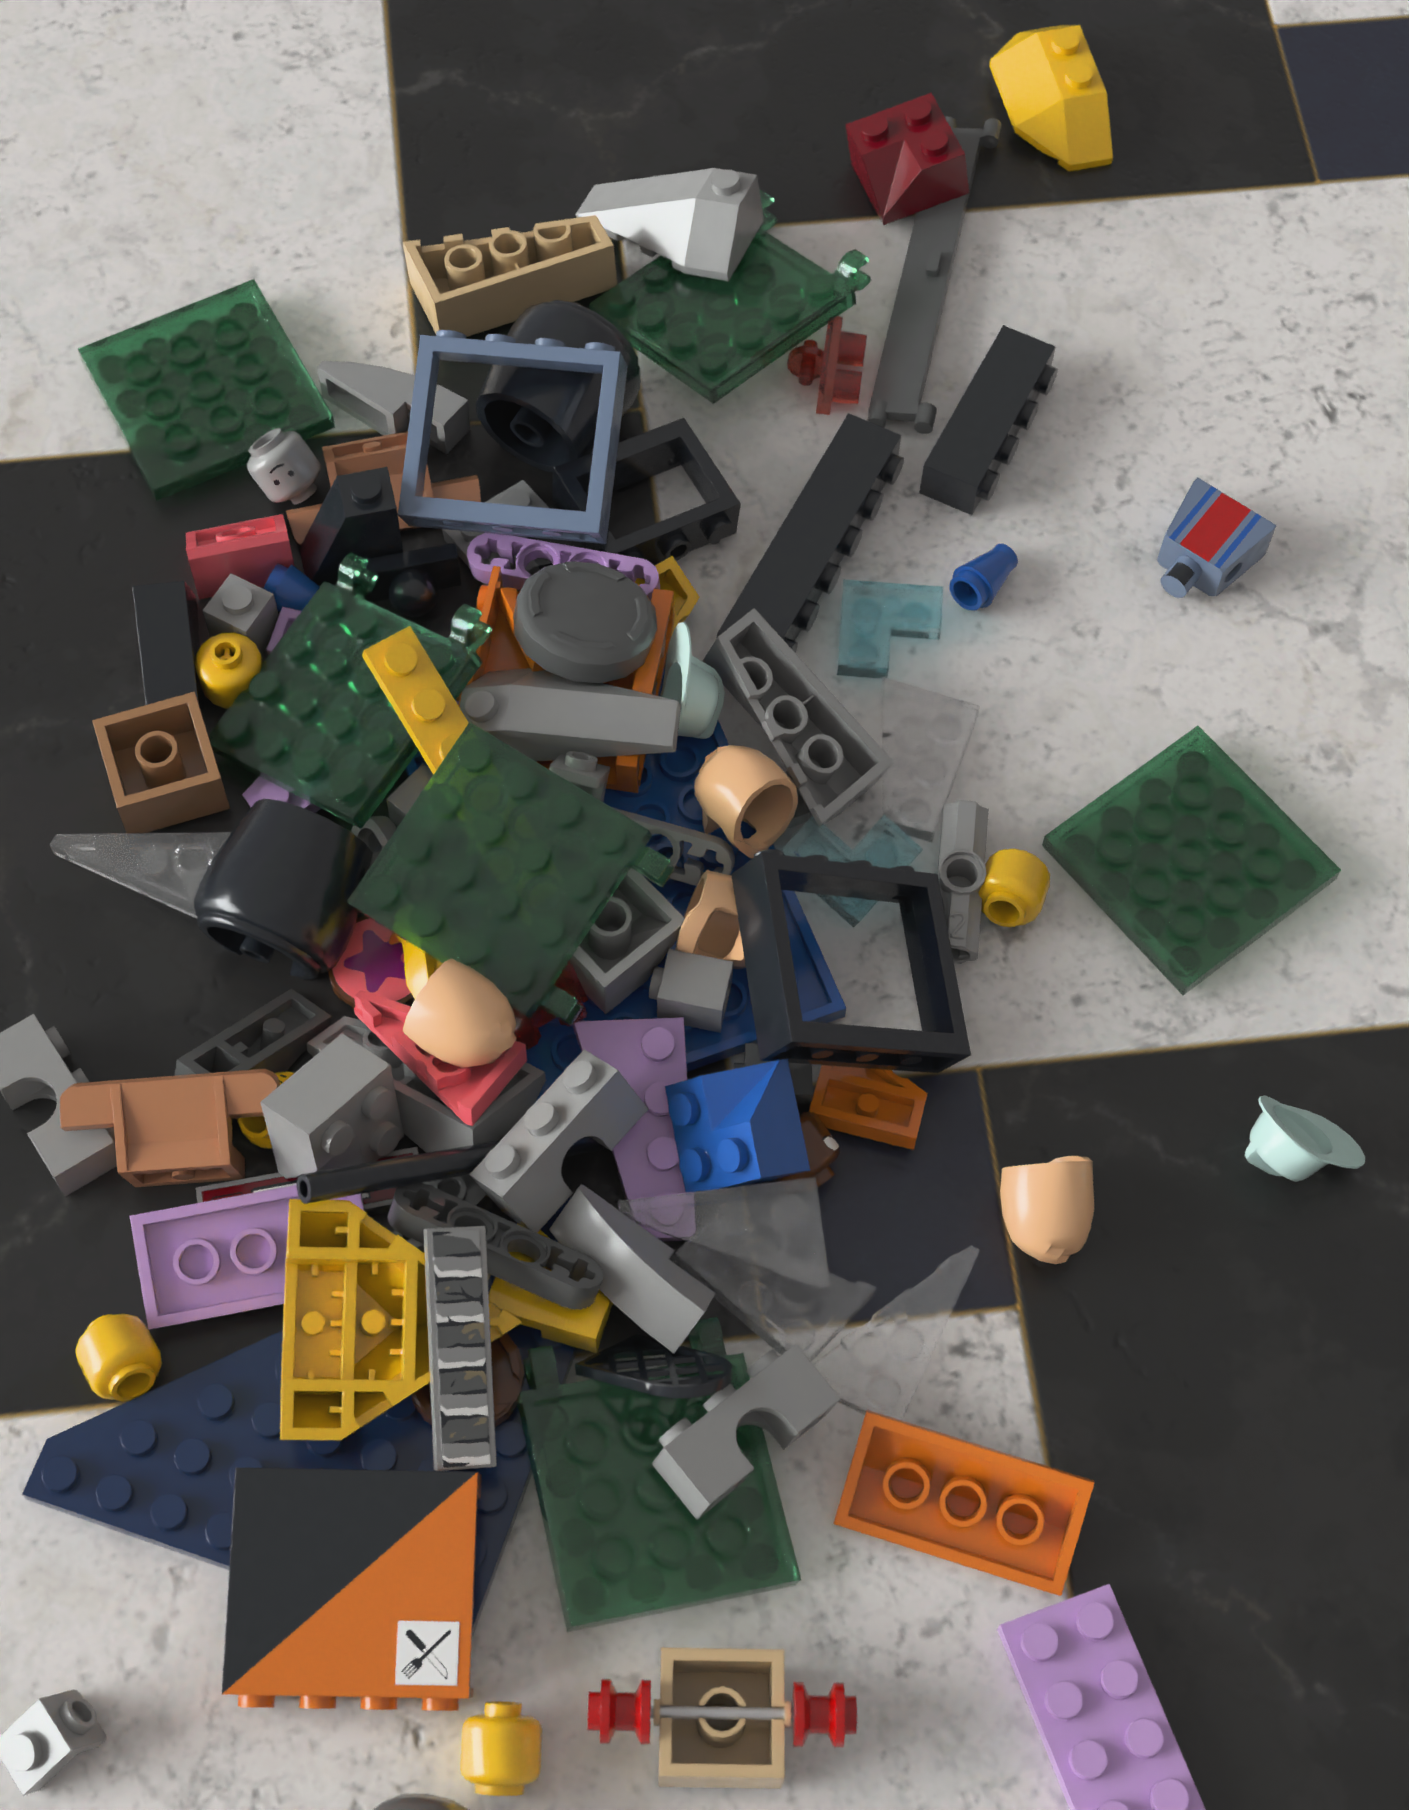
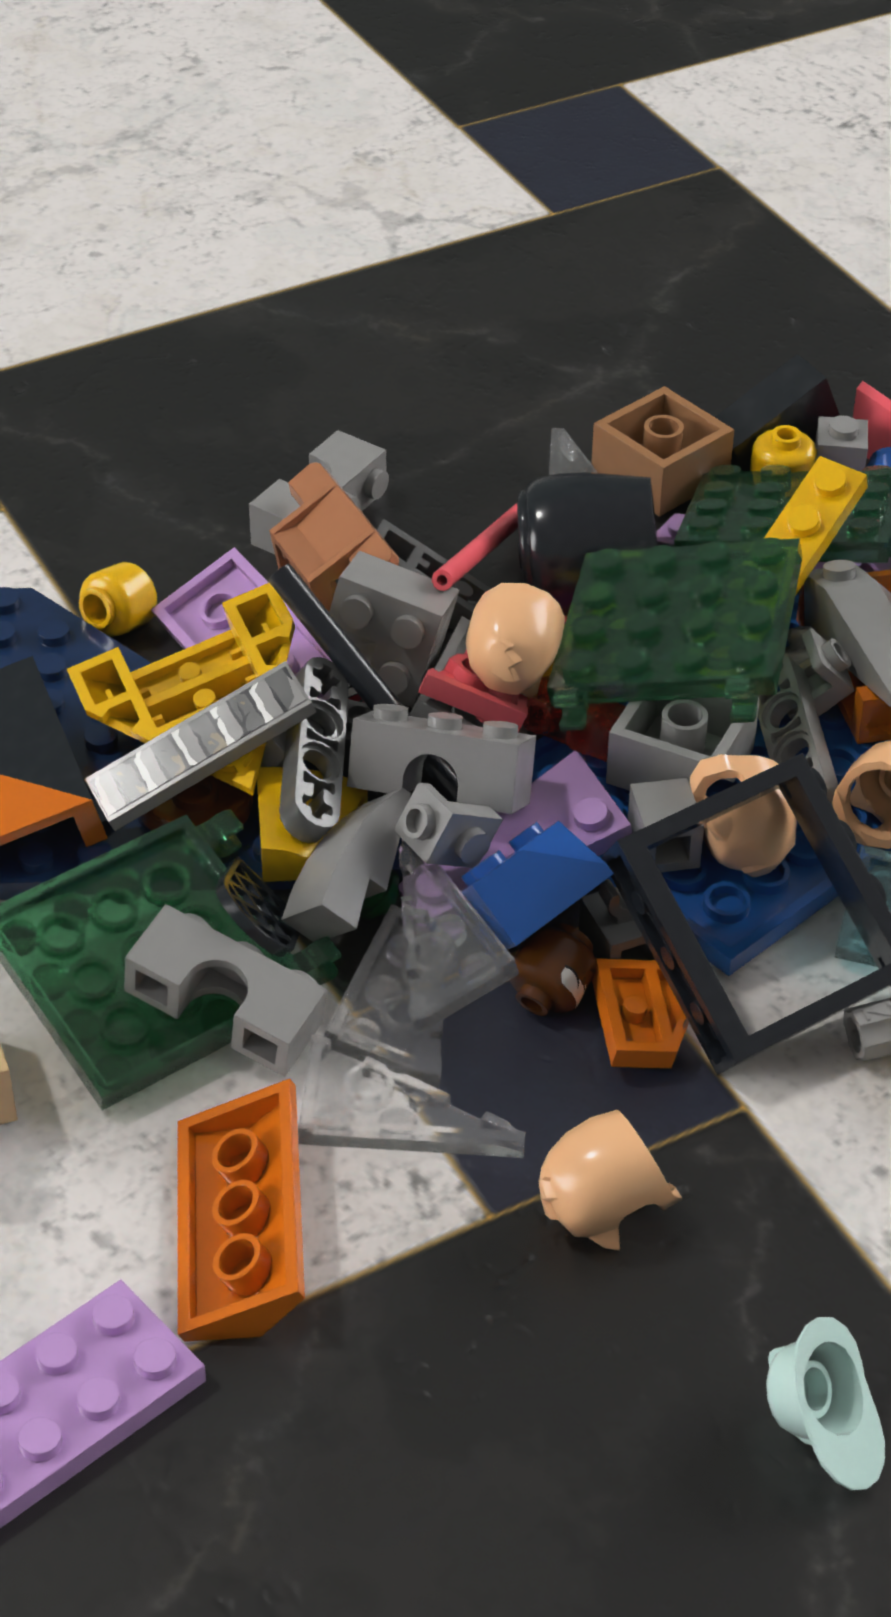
camera: 70 degrees right, 20 degrees down
(244, 975) = (476, 550): none -> coral piece
(651, 1181) = (446, 830): none -> light grey bracket

